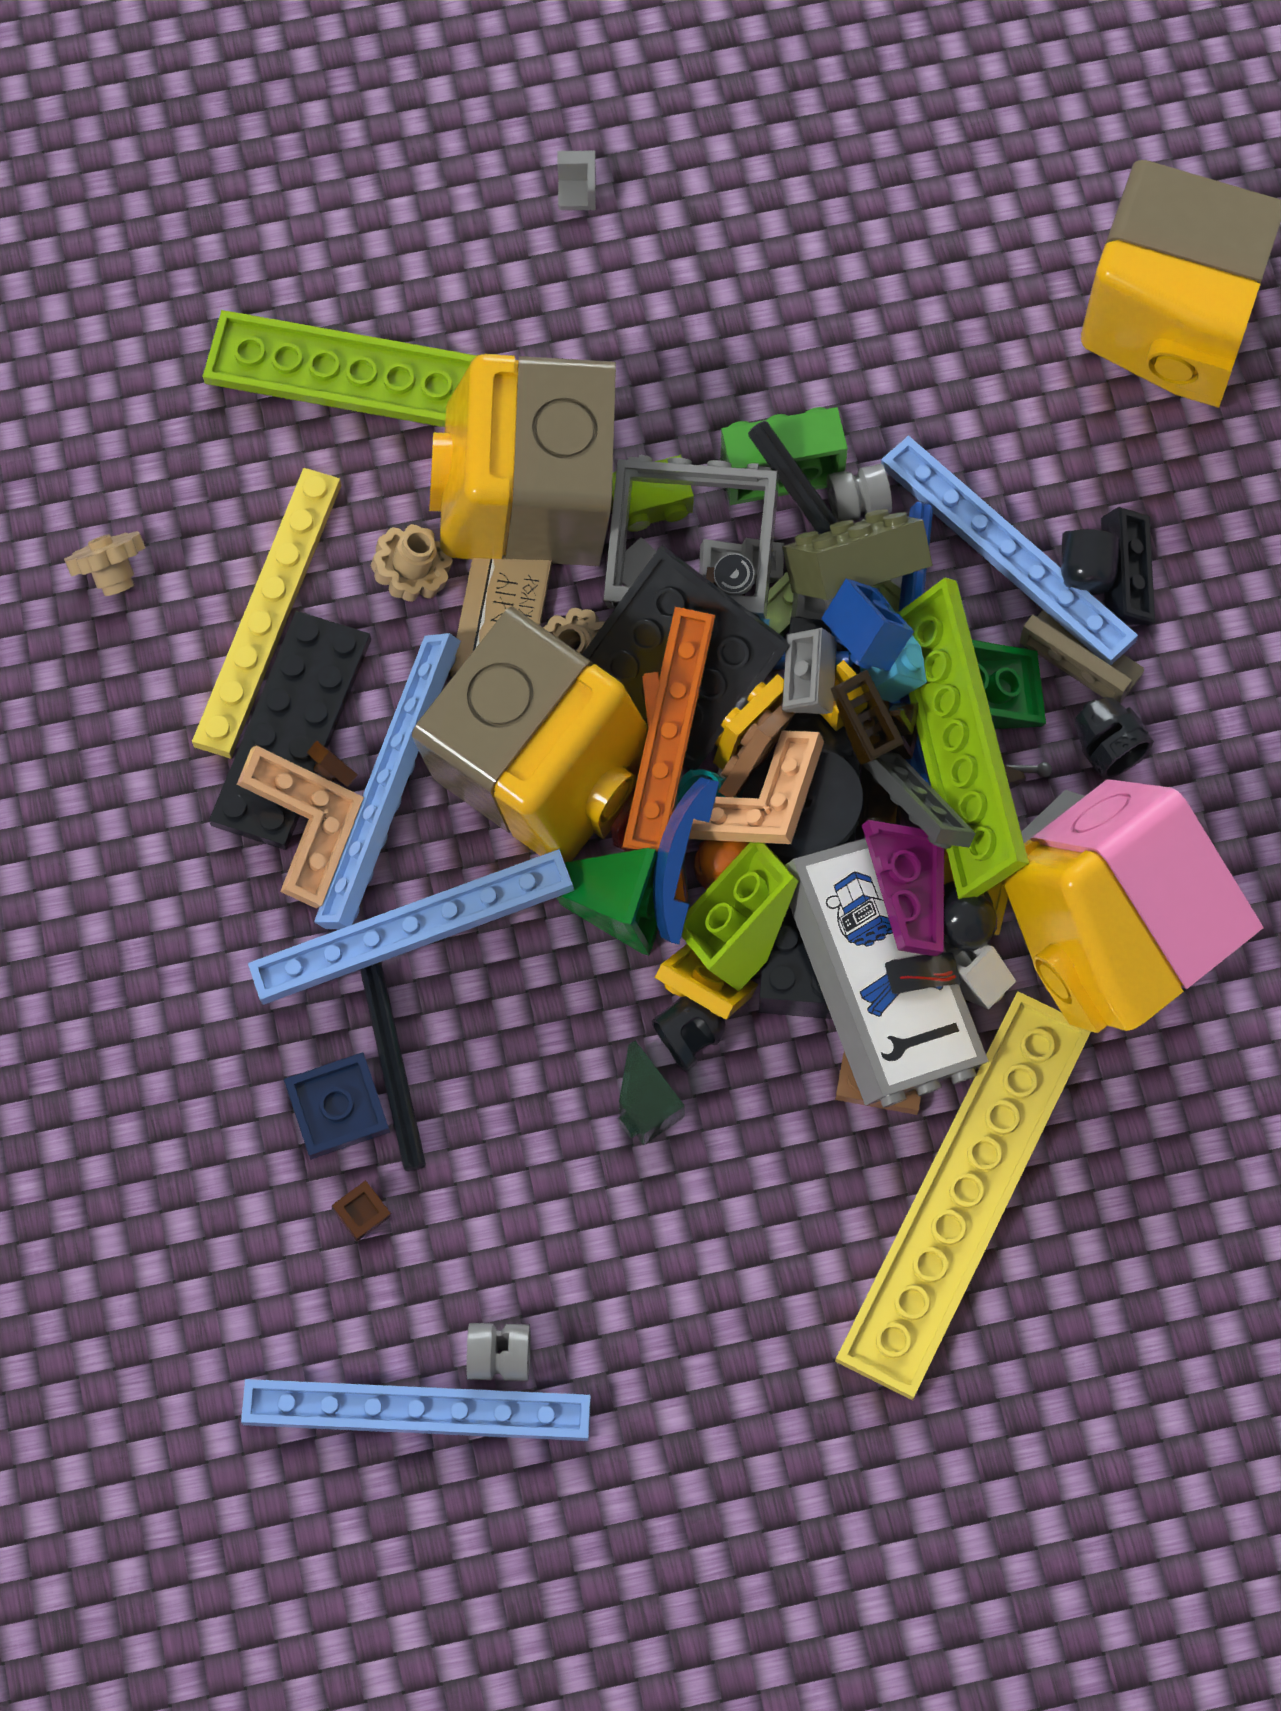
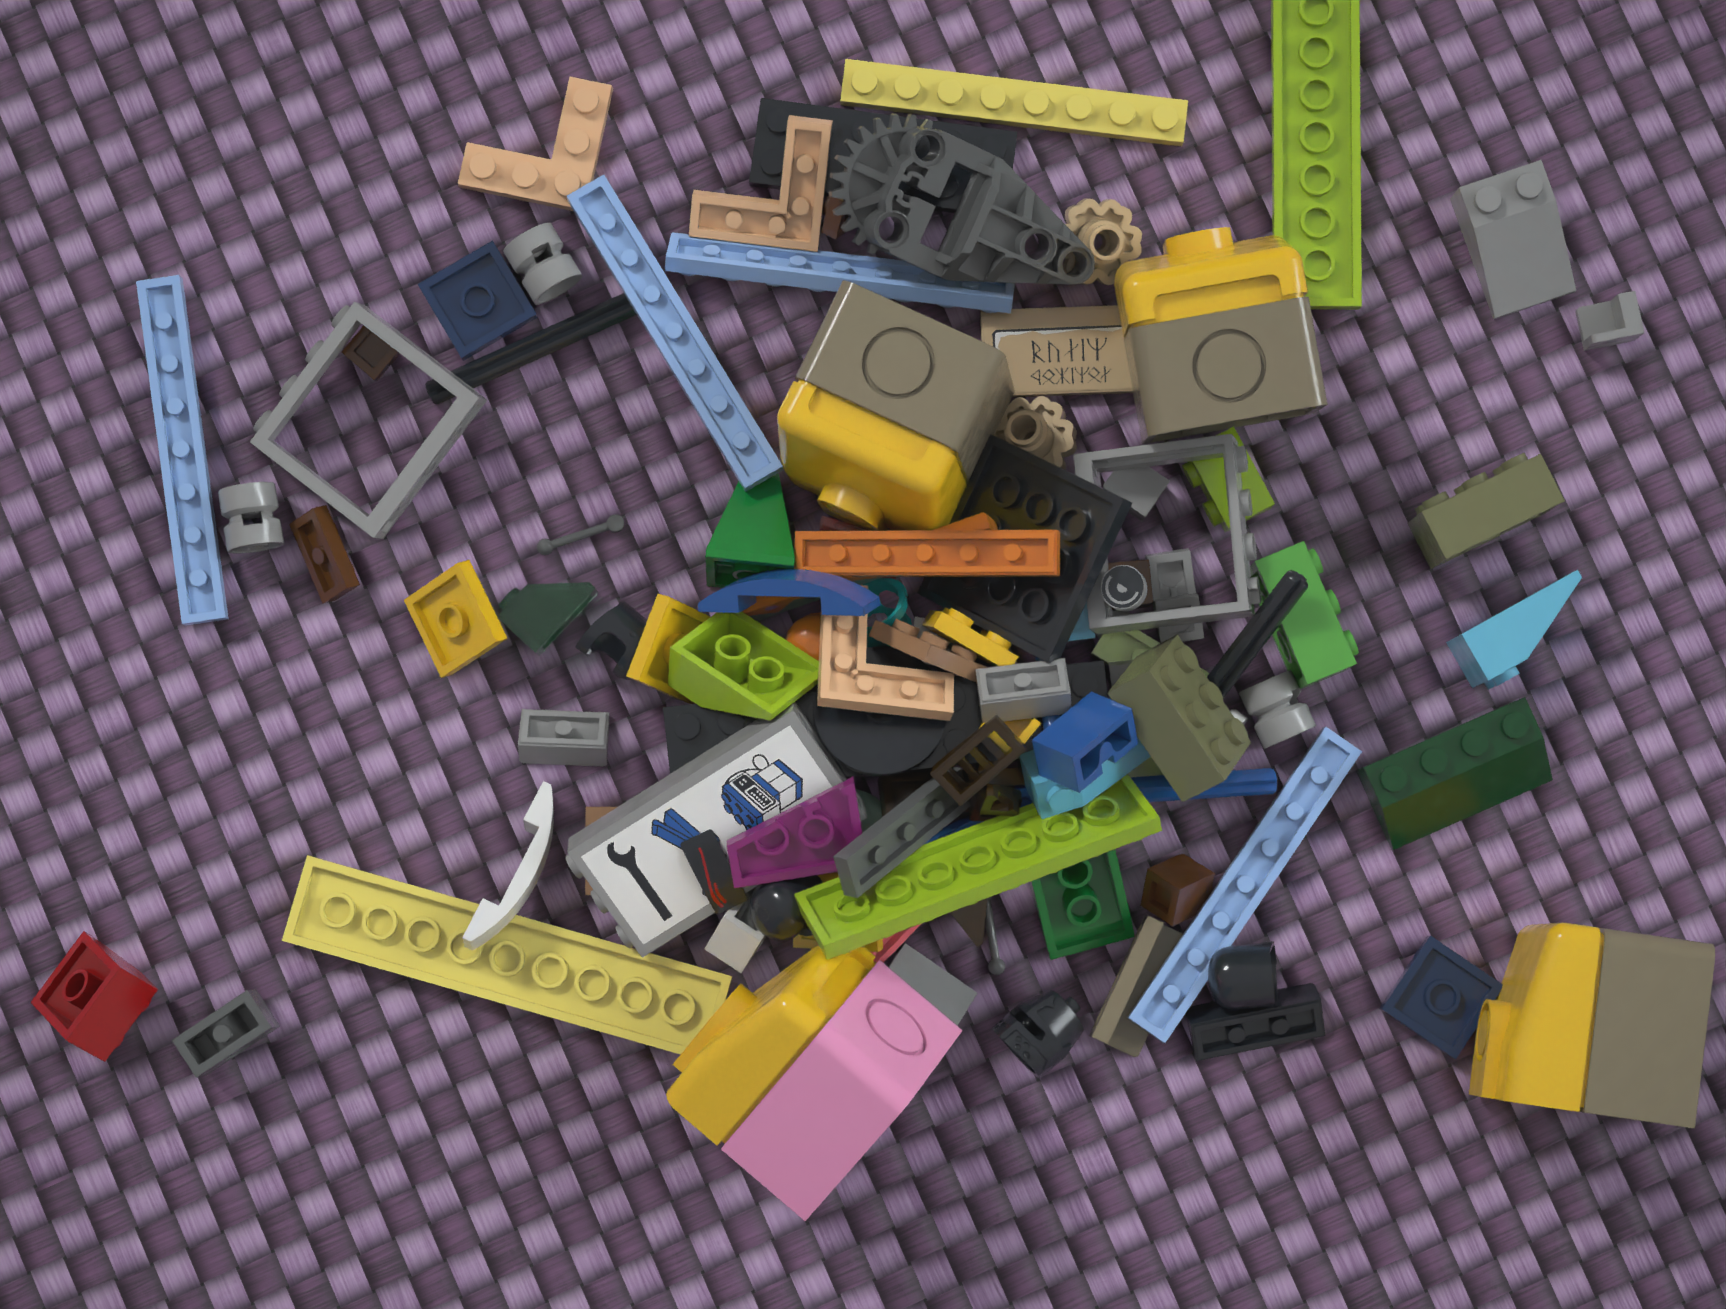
camera: 75 degrees right, 15 degrees up
(237, 1025) = (539, 178): none -> light nougat plate
(316, 1037) = (553, 274): none -> light grey wheel
(384, 629) = (987, 227): none -> dark grey connector
(484, 1180) = (422, 463): none -> light grey window
(488, 238) = (1515, 239): none -> light grey slope
(548, 1290) = (324, 554): none -> reddish brown plate
(574, 1025) = (614, 523): none -> dark grey hinge
(637, 1175) = (455, 618): none -> yellow plate
(720, 297) = (1484, 508): none -> olive brick
(766, 1106) = (563, 737): none -> light grey slope
(830, 295) = (1500, 643): none -> medium azure slope
(845, 1133) = (491, 918): none -> white slope
(936, 1592) = (94, 997): none -> red slope
(938, 368) = (1457, 773): none -> dark green slope
(995, 1463) = (226, 1033): none -> dark grey brick
(1002, 605) = (1176, 889): none -> reddish brown panel
(1131, 416) = (1440, 997): none -> dark blue plate

